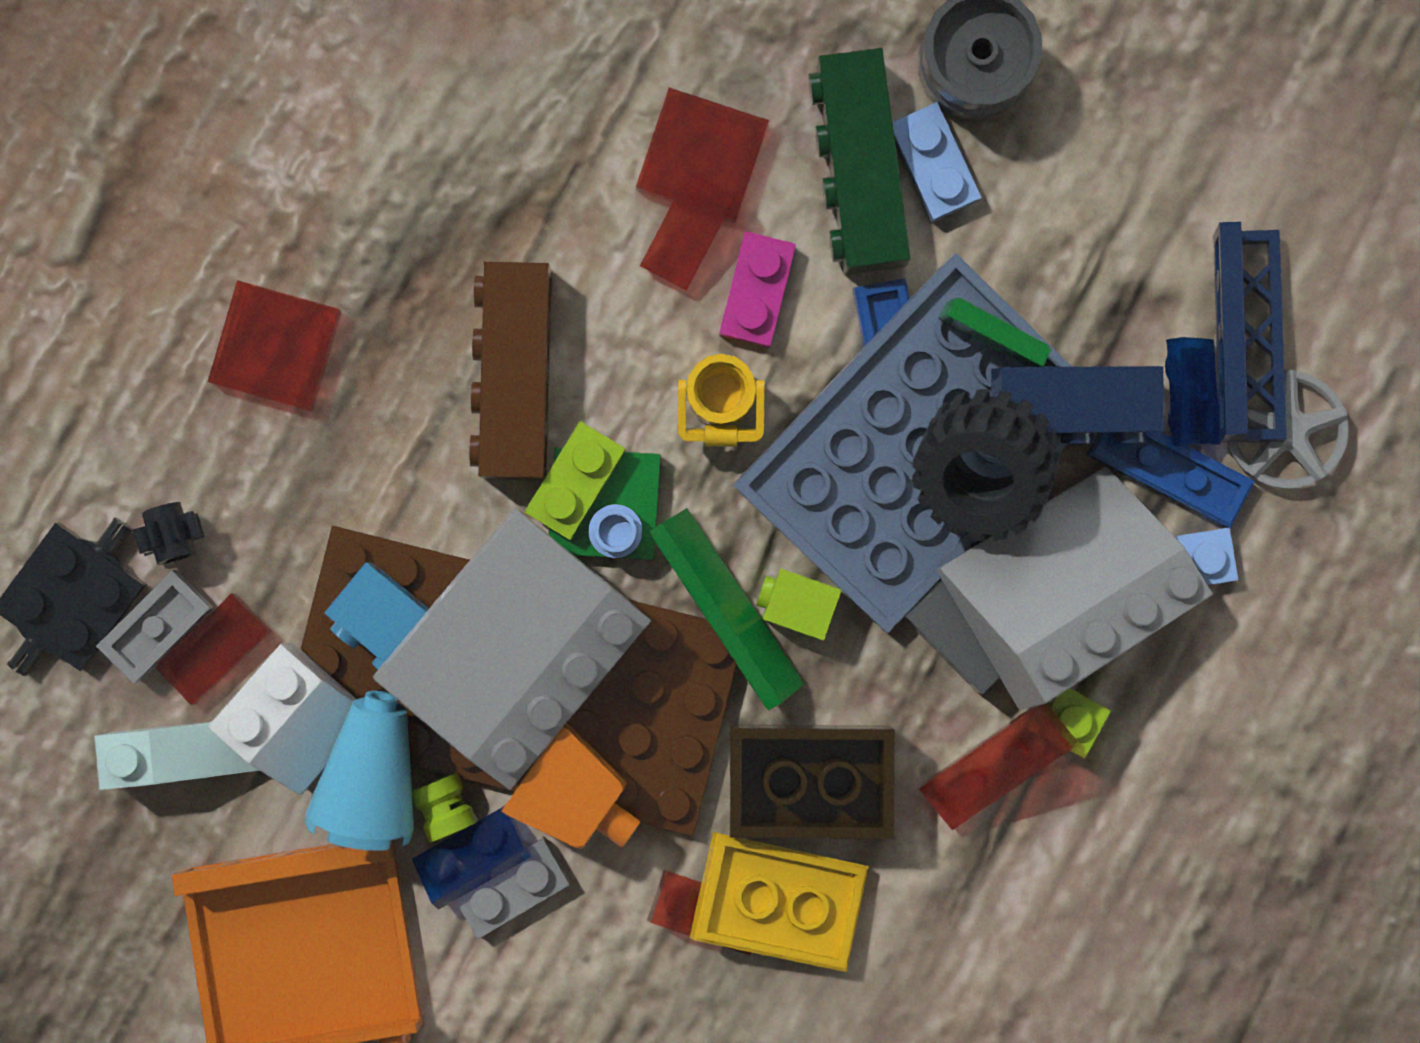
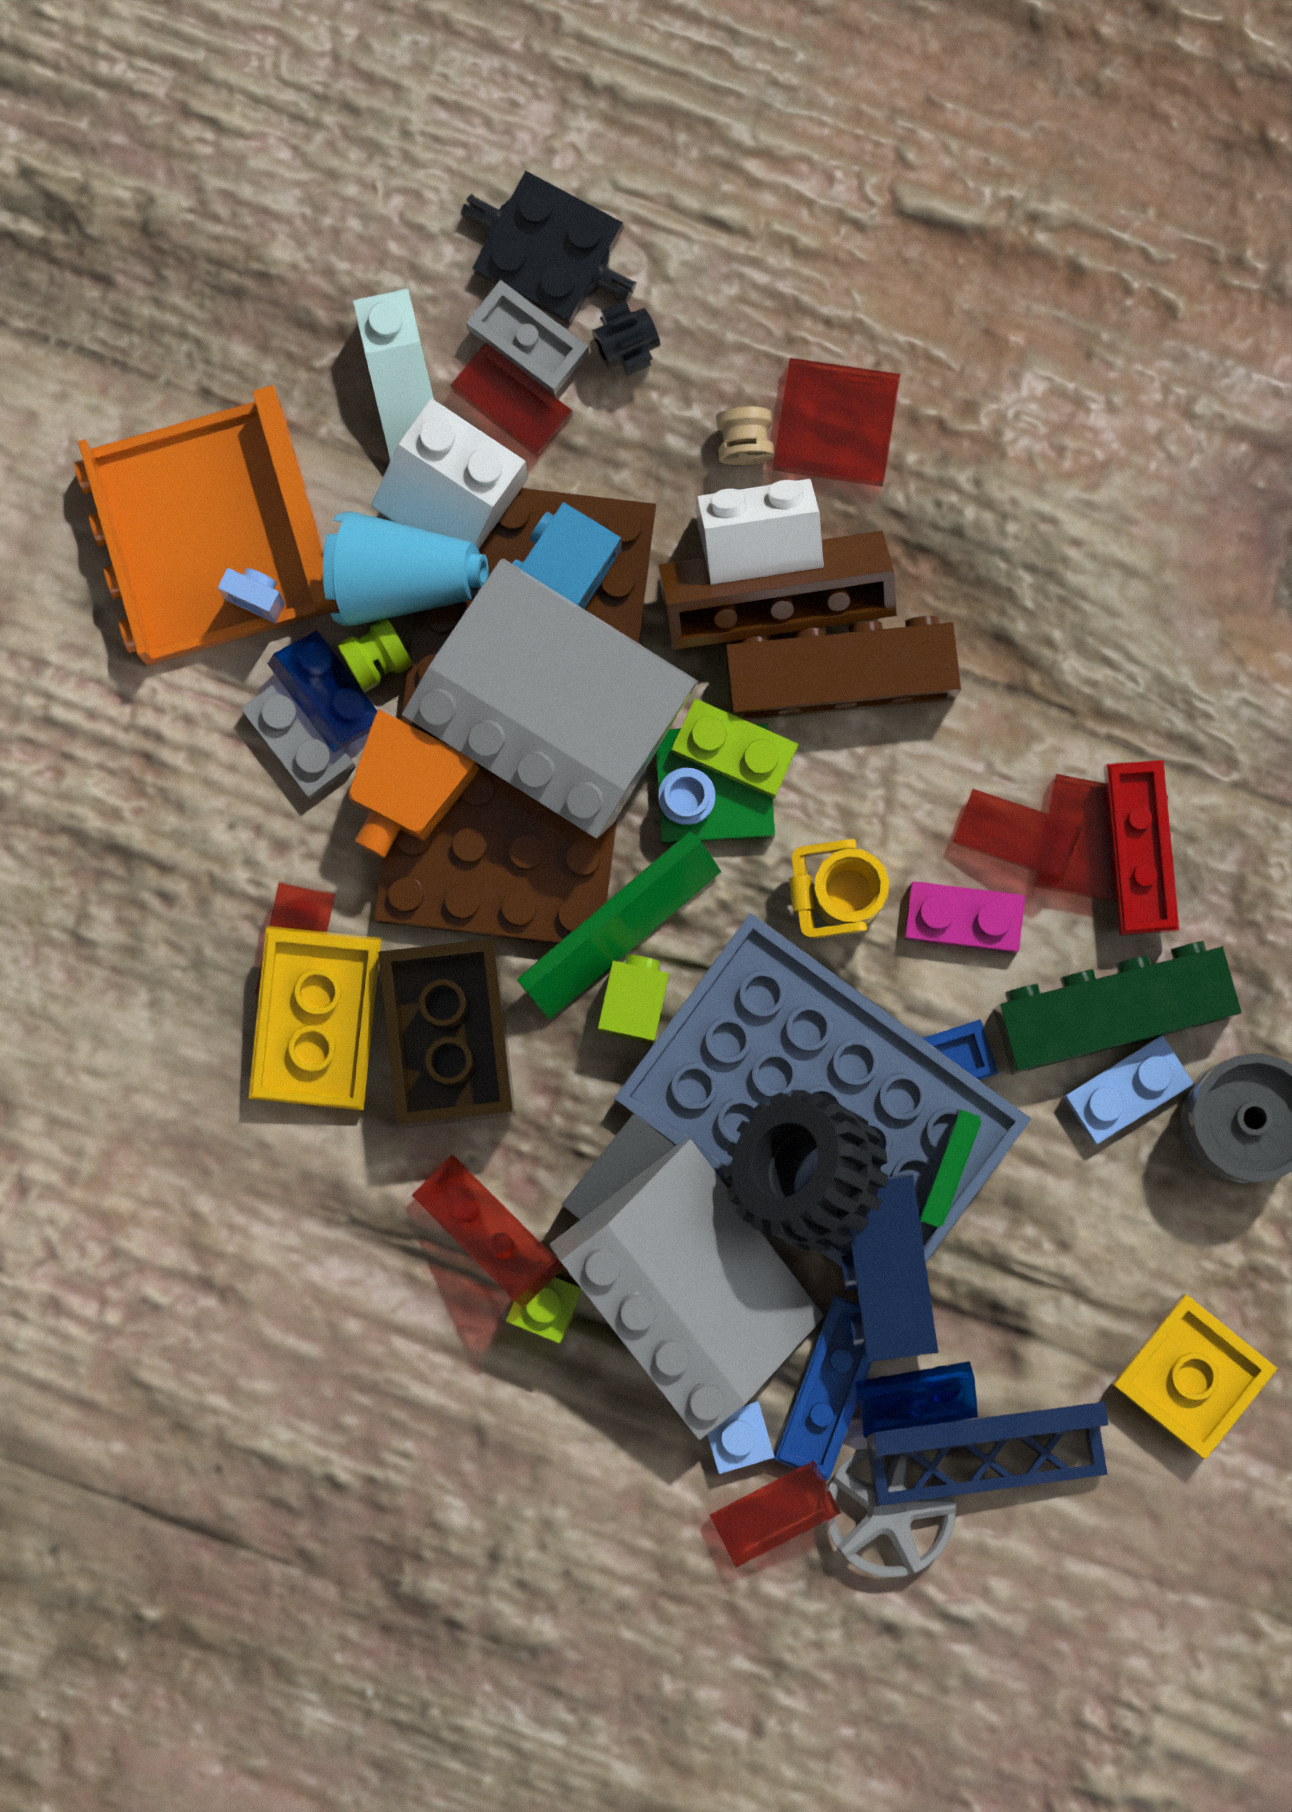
camera: 85 degrees right, 5 degrees down
(278, 433) = (745, 436): none -> tan wheel
(369, 916) = (253, 593): none -> light blue plate
(376, 430) = (760, 531): none -> white slope
(431, 420) = (849, 589): none -> reddish brown brick
(715, 118) = (1141, 848): none -> red tile
(1201, 139) = (1194, 1376): none -> yellow plate
(1280, 533) = (775, 1514): none -> clear red tile

